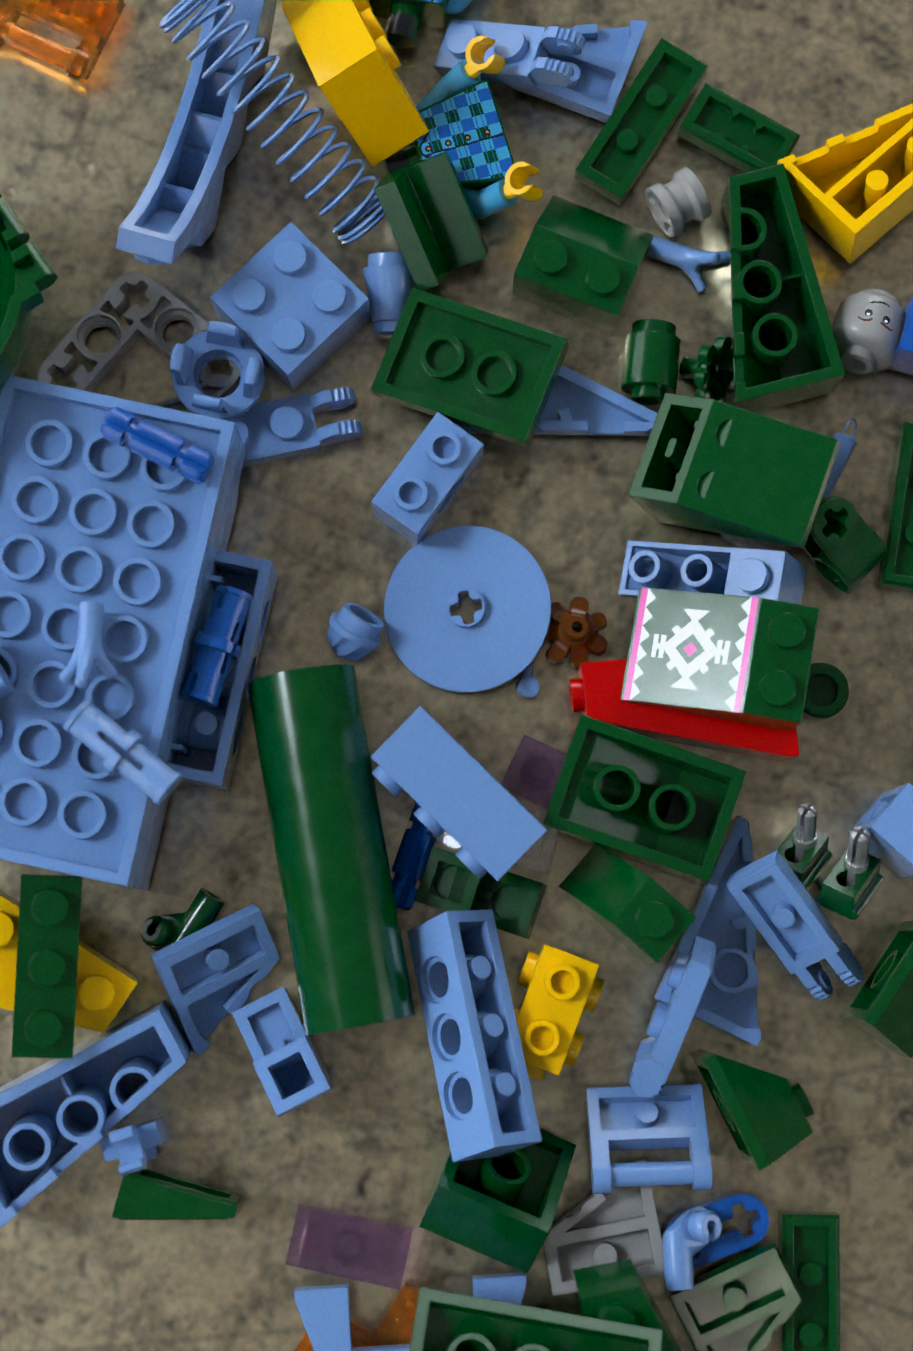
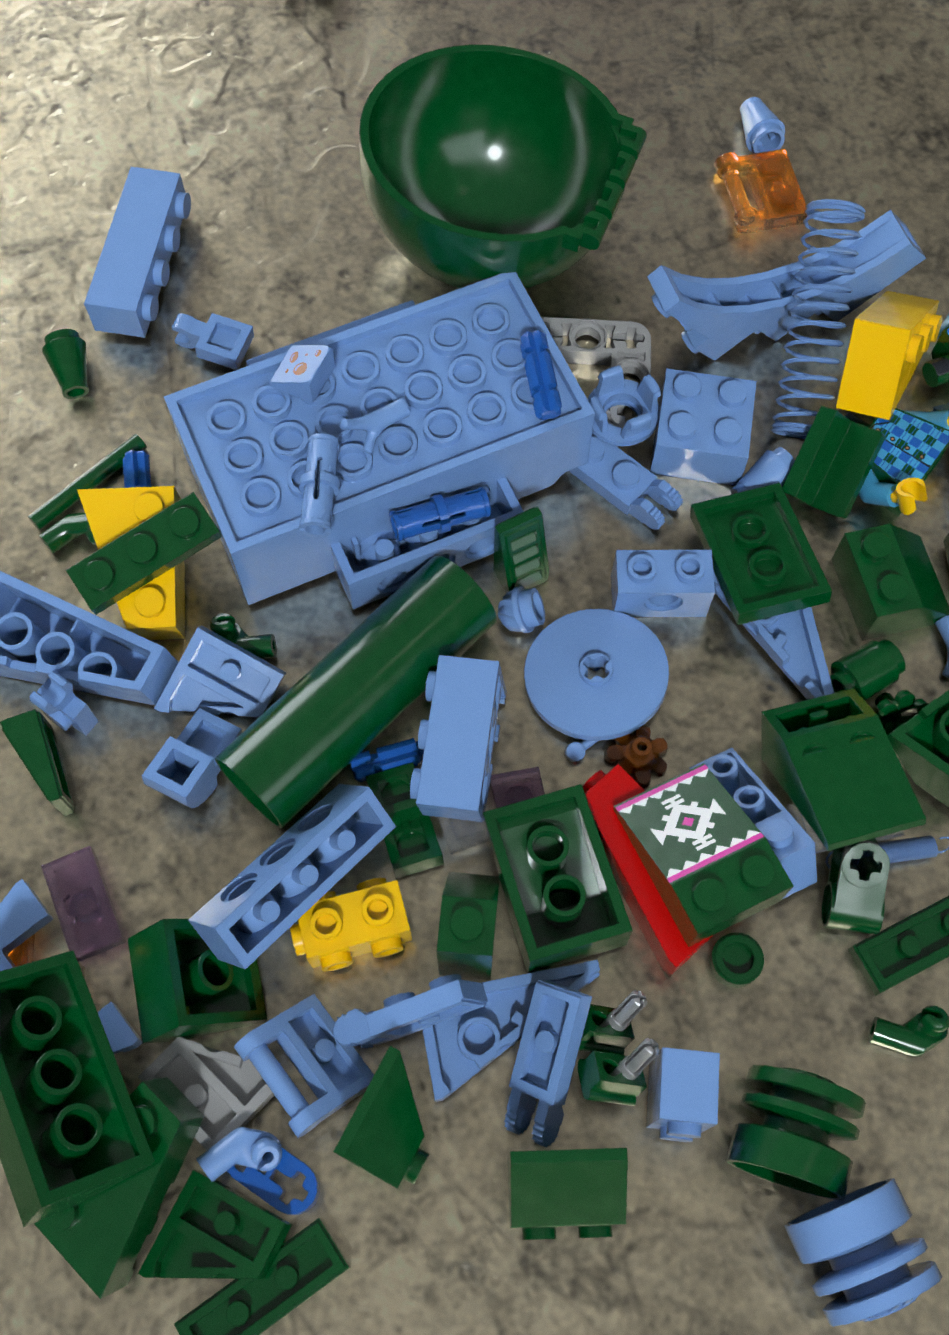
camera: 55 degrees right, 15 degrees down
(302, 591) = (521, 551): none -> dark green slope

